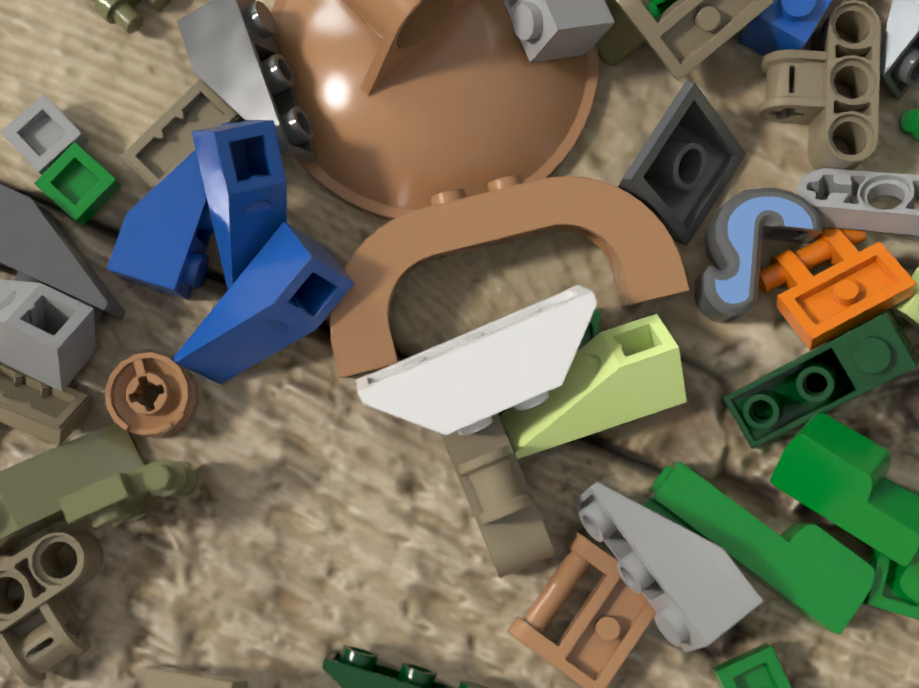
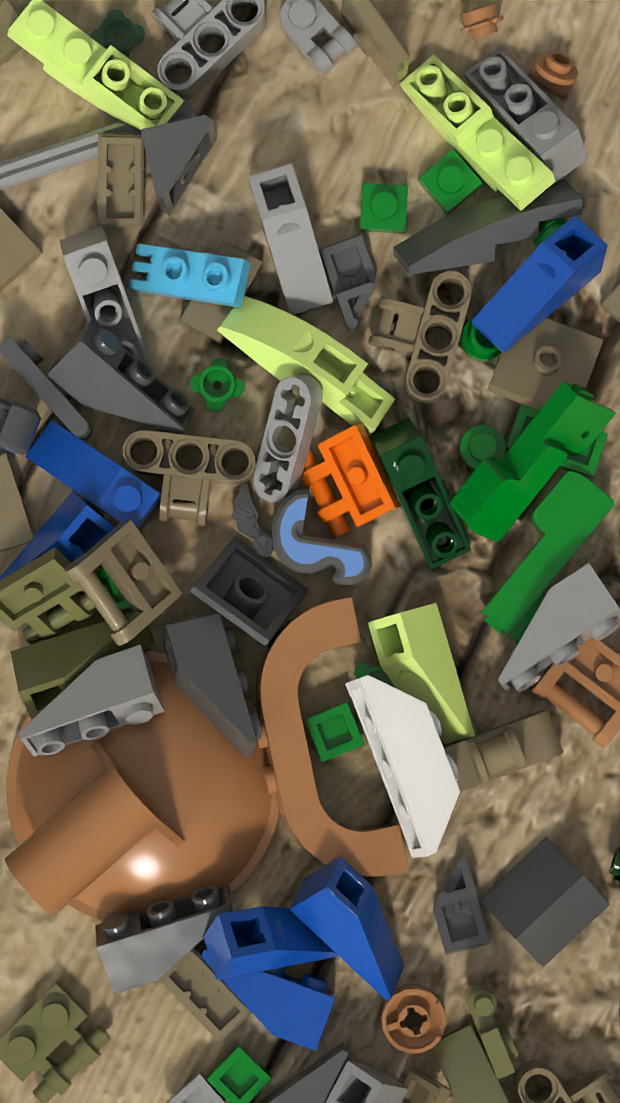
camera: 85 degrees left, 5 degrees up
(288, 451) = (459, 912): none -> dark grey slope
(303, 560) = (544, 902): none -> dark grey slope
(511, 281) = (334, 732): none -> green plate
(589, 110) = (206, 673): none -> dark grey slope
(769, 167) = (247, 522): none -> dark grey piece
(902, 452) = (481, 443): none -> green plate

